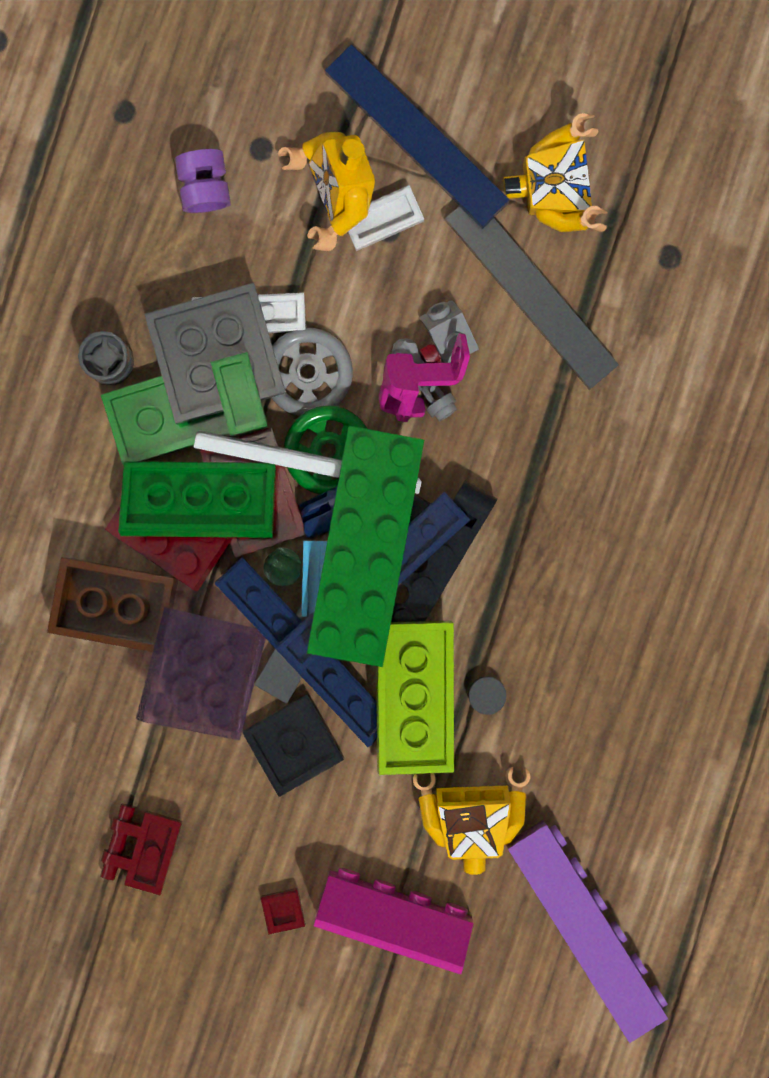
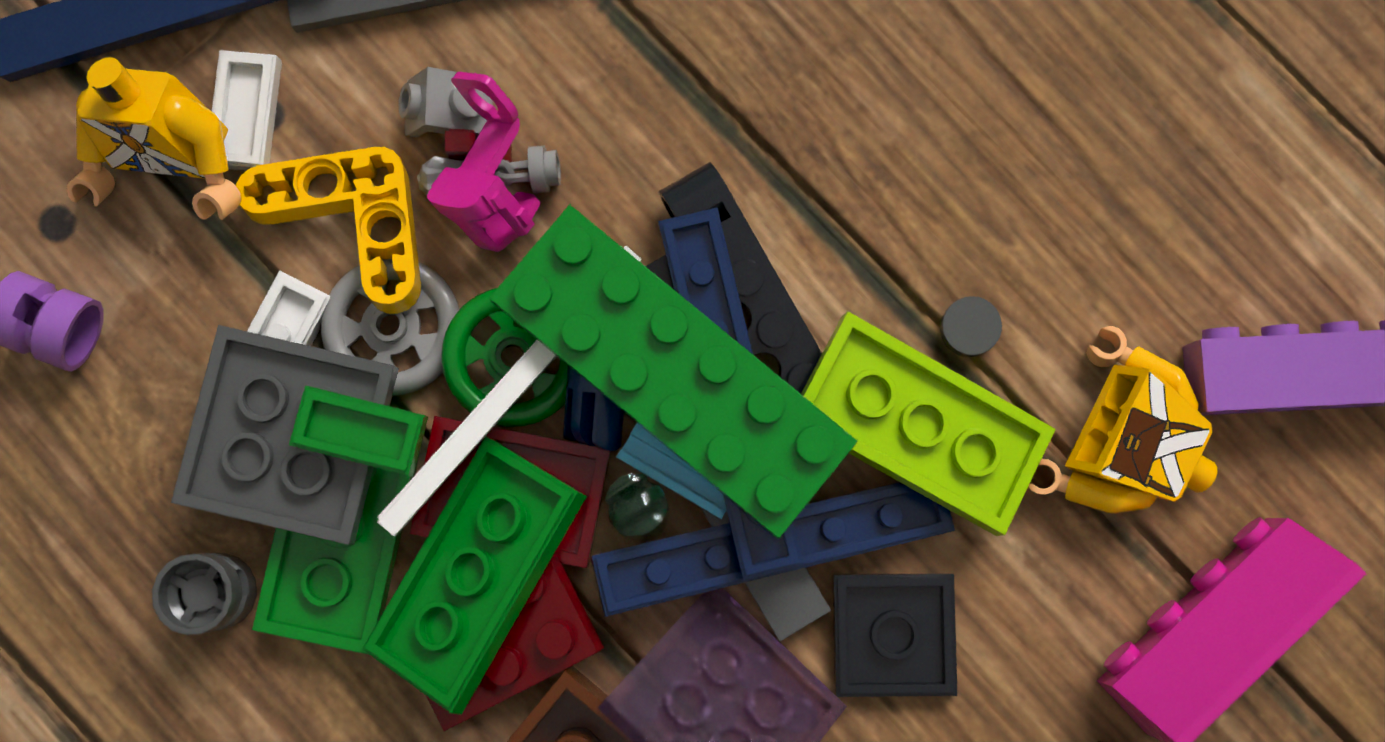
camera: 55 degrees left, 5 degrees down
(368, 322) = (367, 202): none -> yellow beam

